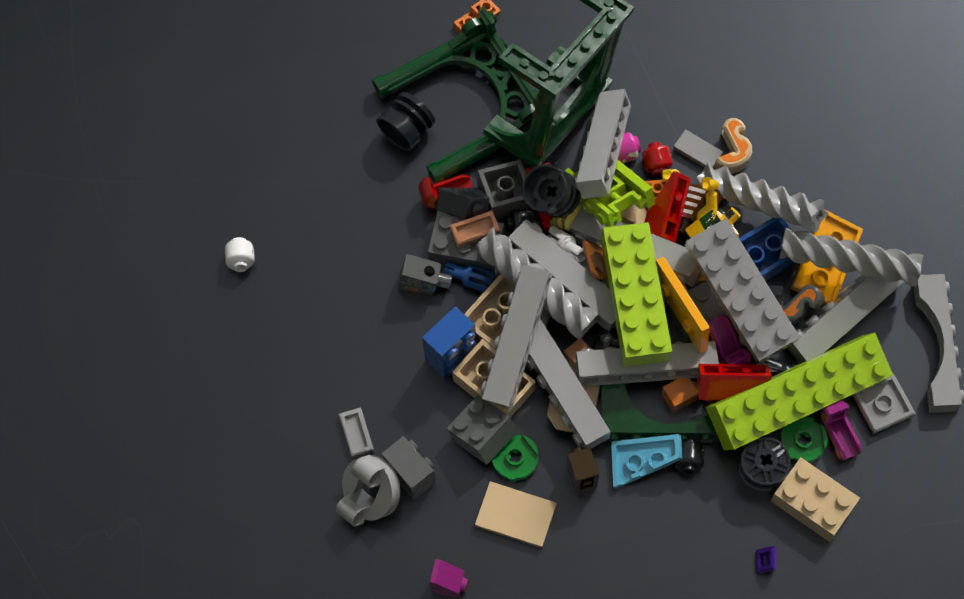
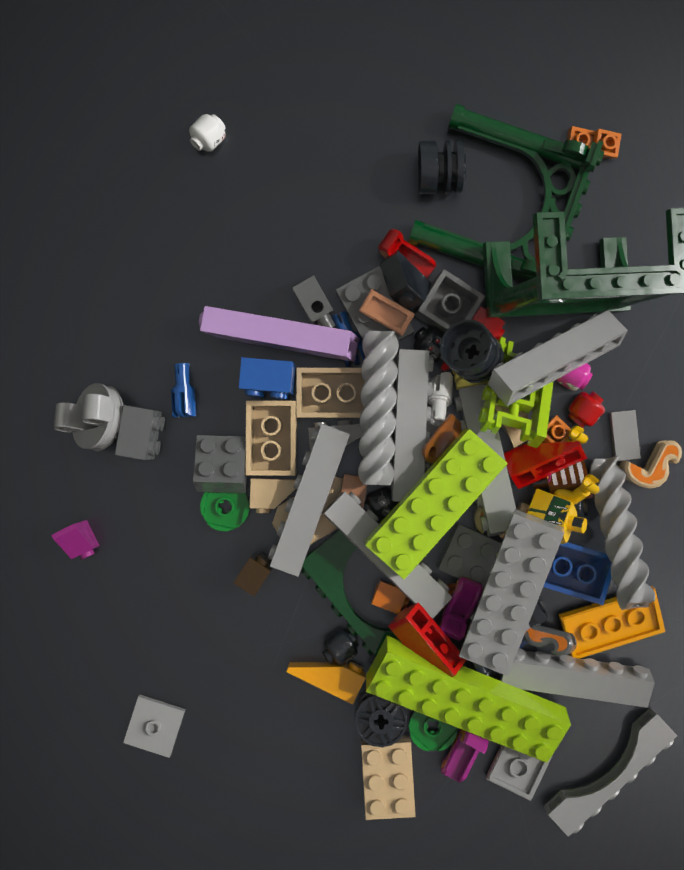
camera: 45 degrees right, 20 degrees up
(356, 432) = (141, 361): light grey tile -> none
(406, 419) = (183, 393): none -> blue arm
(425, 311) = (279, 333): none -> lavender brick
(516, 514) = (179, 546): tan tile -> none
(517, 336) = (312, 434): light grey brick -> none
(532, 415) = (269, 493): none -> tan slope
(643, 456) = (308, 611): medium azure wing -> none
(683, 306) = (457, 550): light orange plate -> none
(711, 478) = (337, 680): none -> light orange slope
(766, 559) = (306, 774): dark purple slope -> none
(850, 256) = (624, 650): light grey piece -> none

